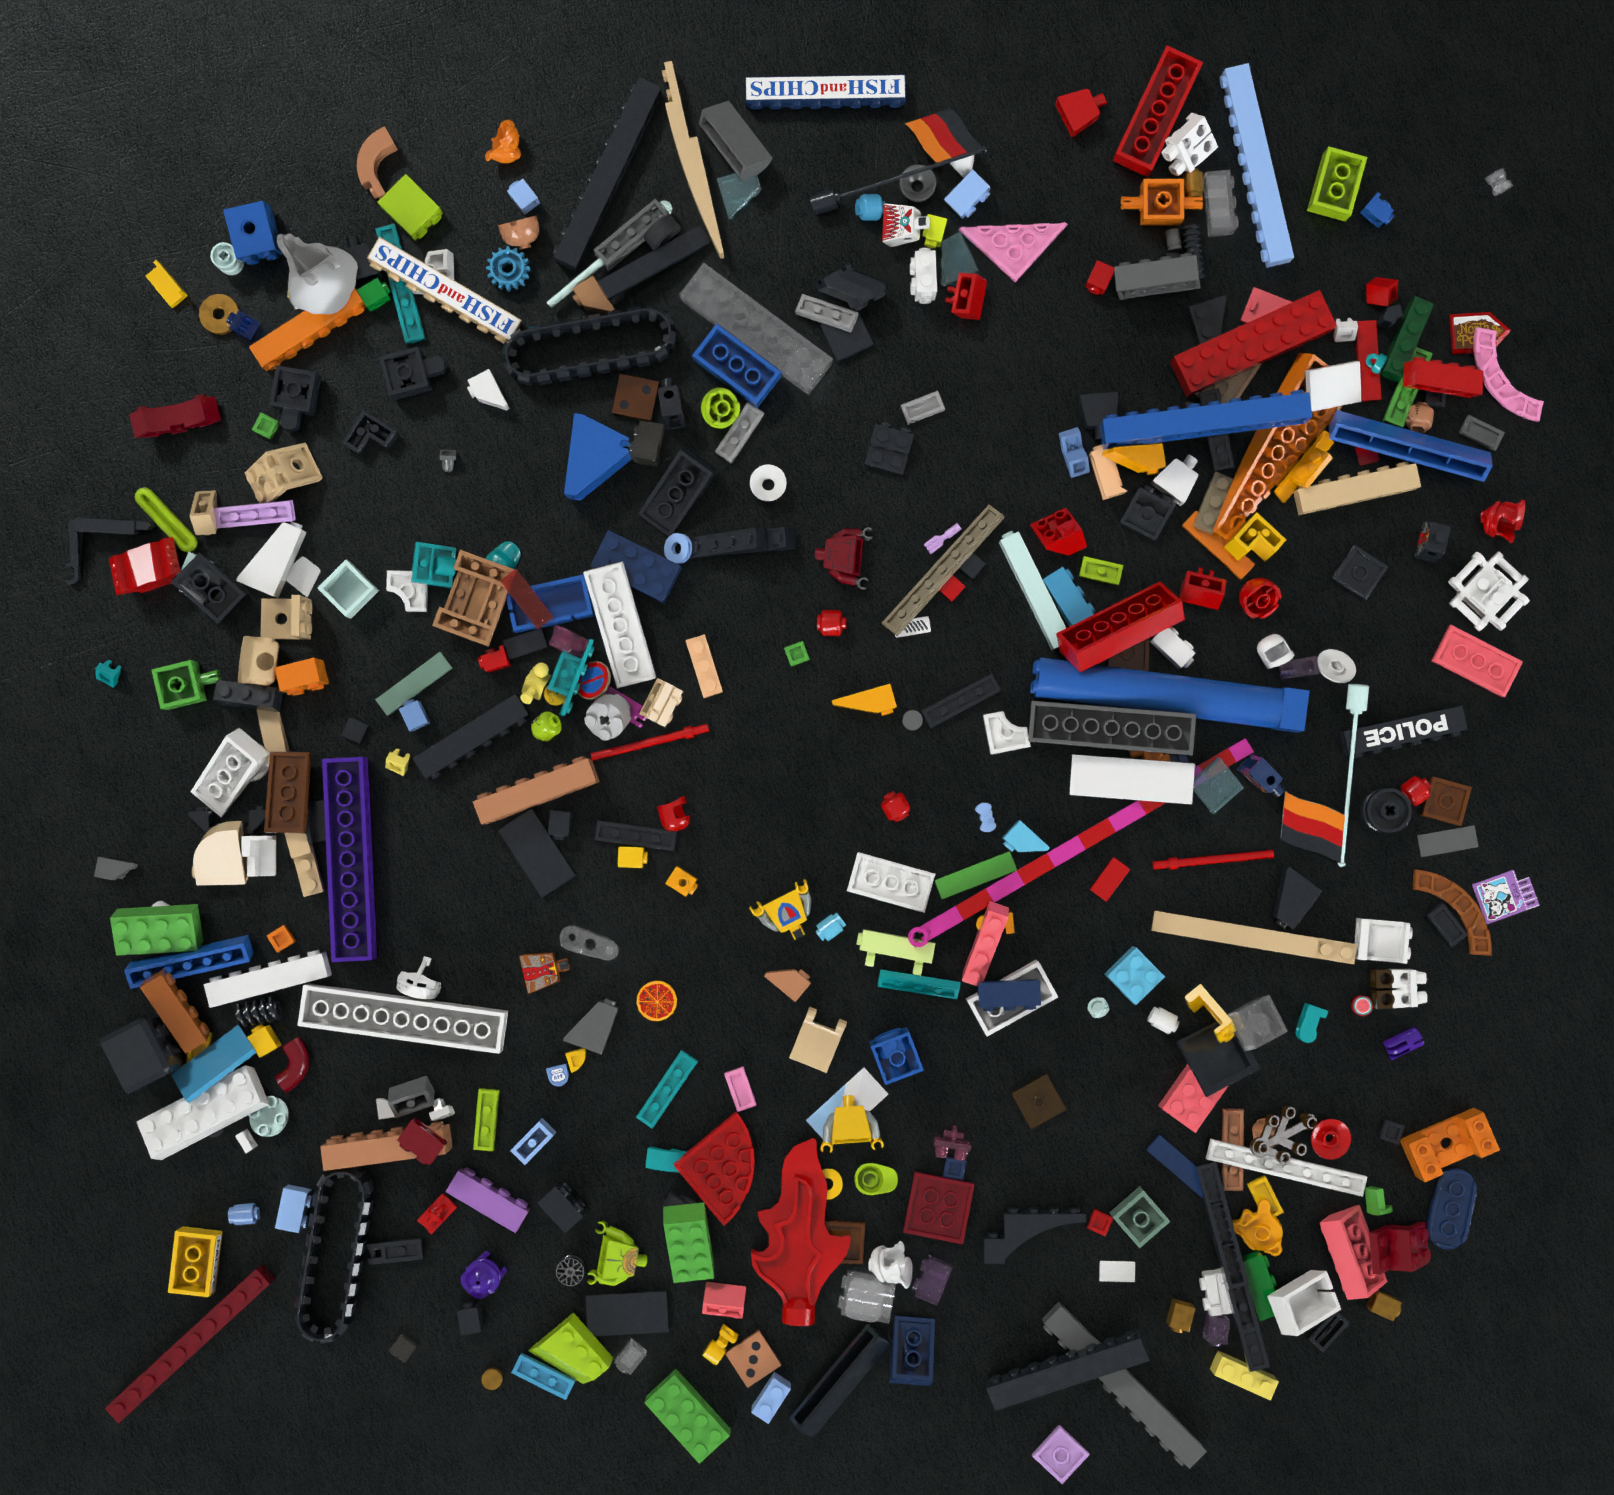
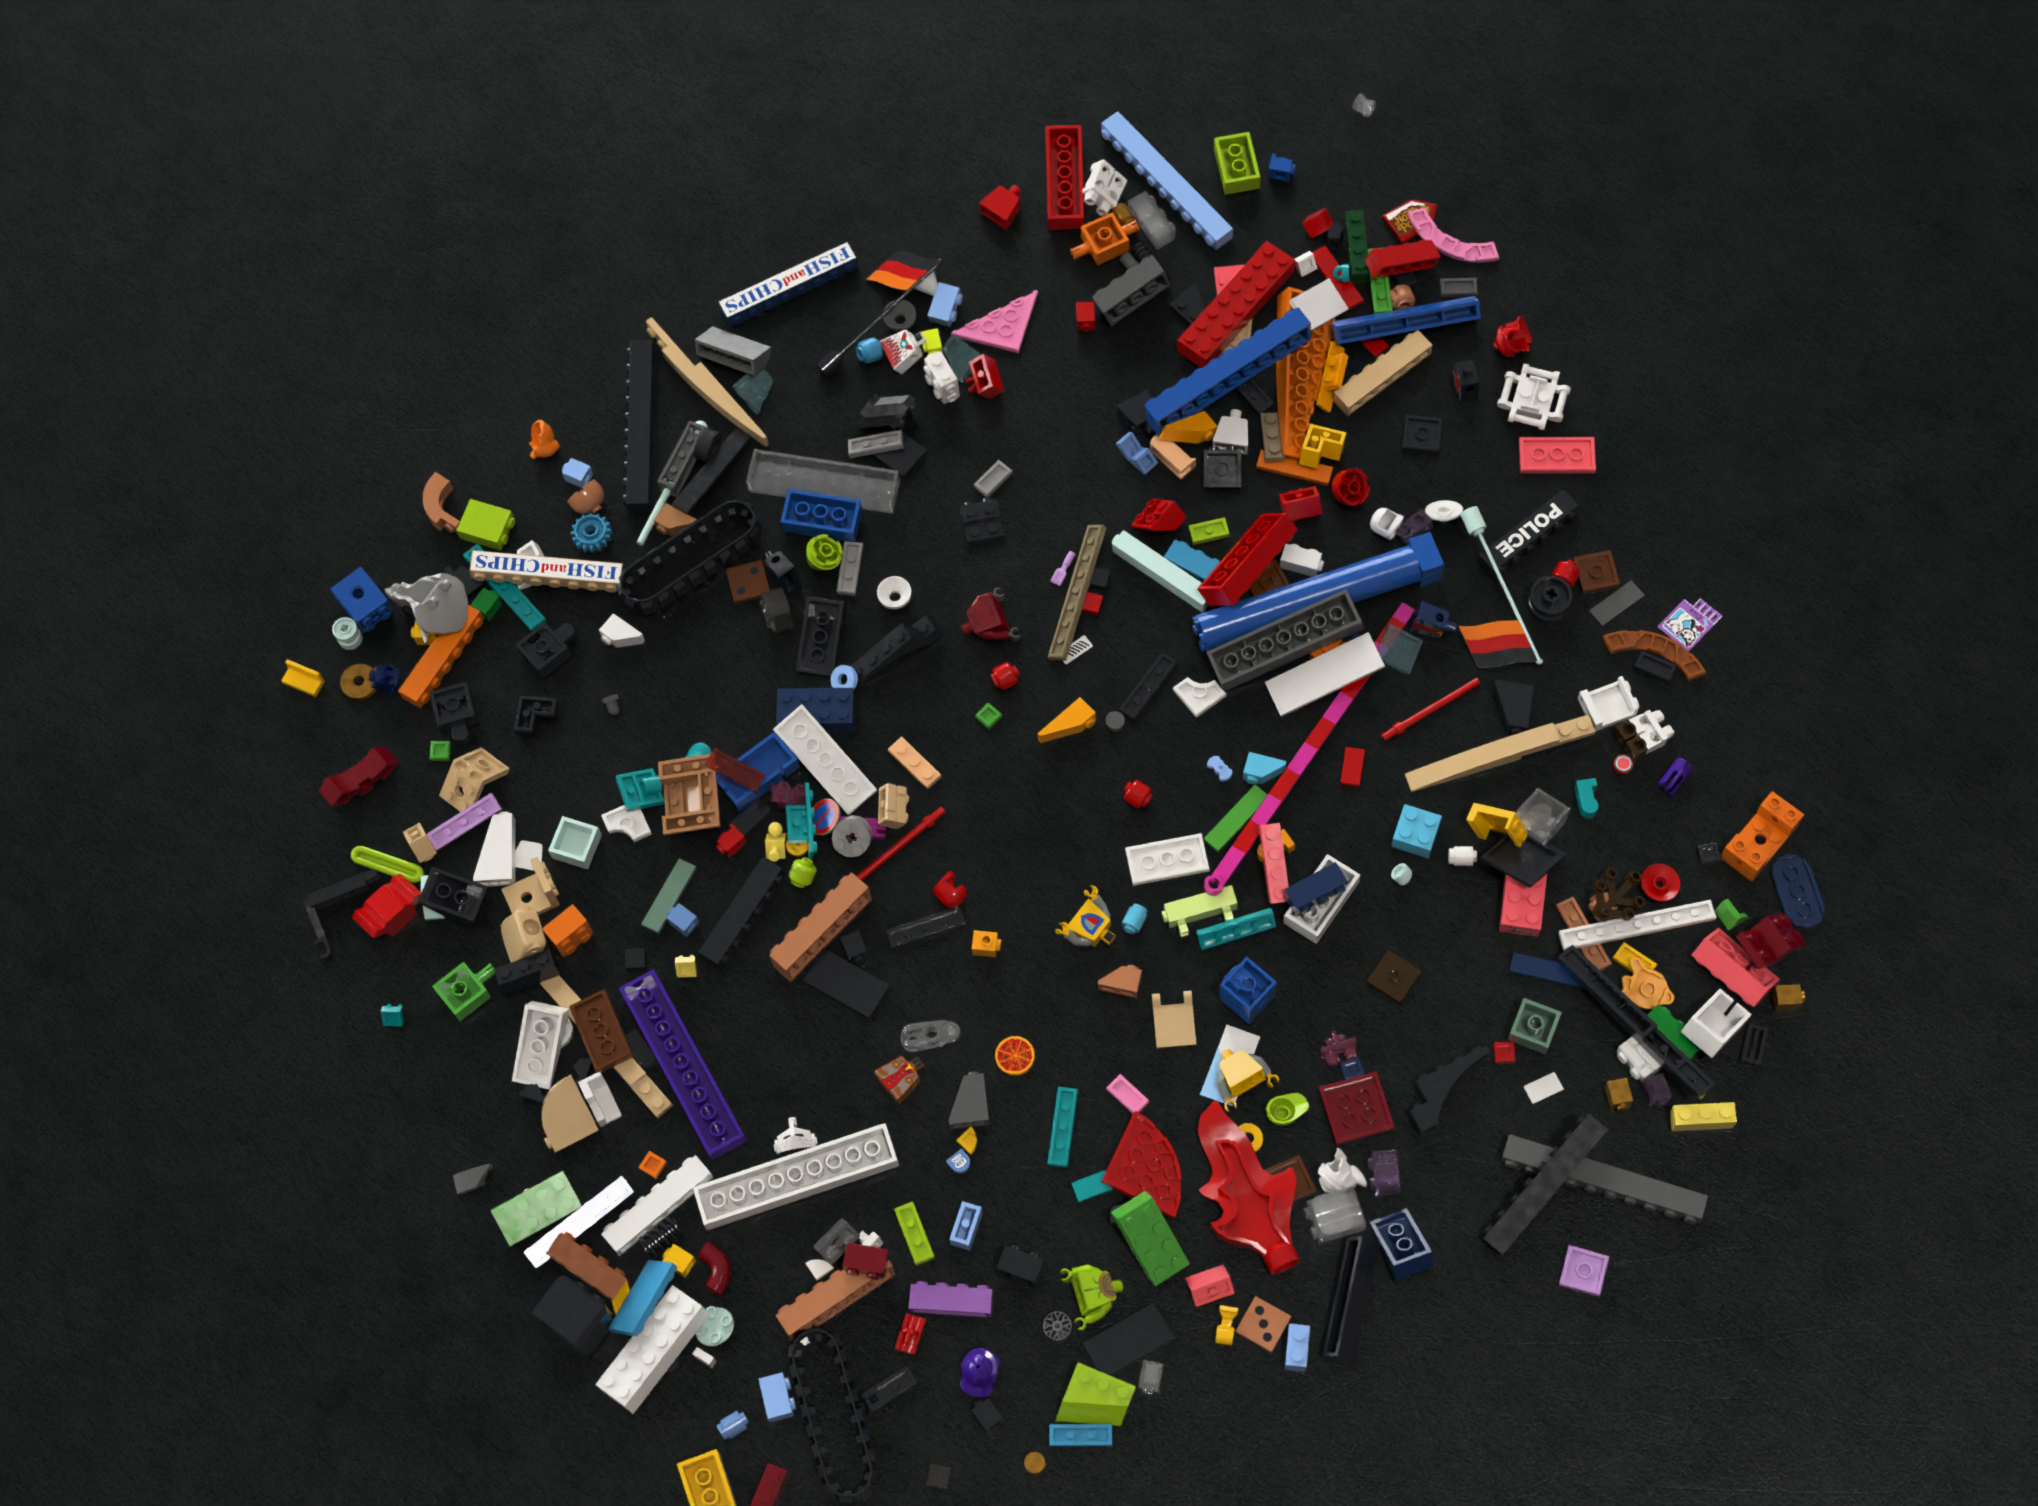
camera: 25 degrees left, 20 degrees down
(593, 456) = (736, 637): blue ladder -> none
(632, 857) = (931, 944): yellow brick -> none
(687, 1416) = (1230, 1402): bright green brick -> none

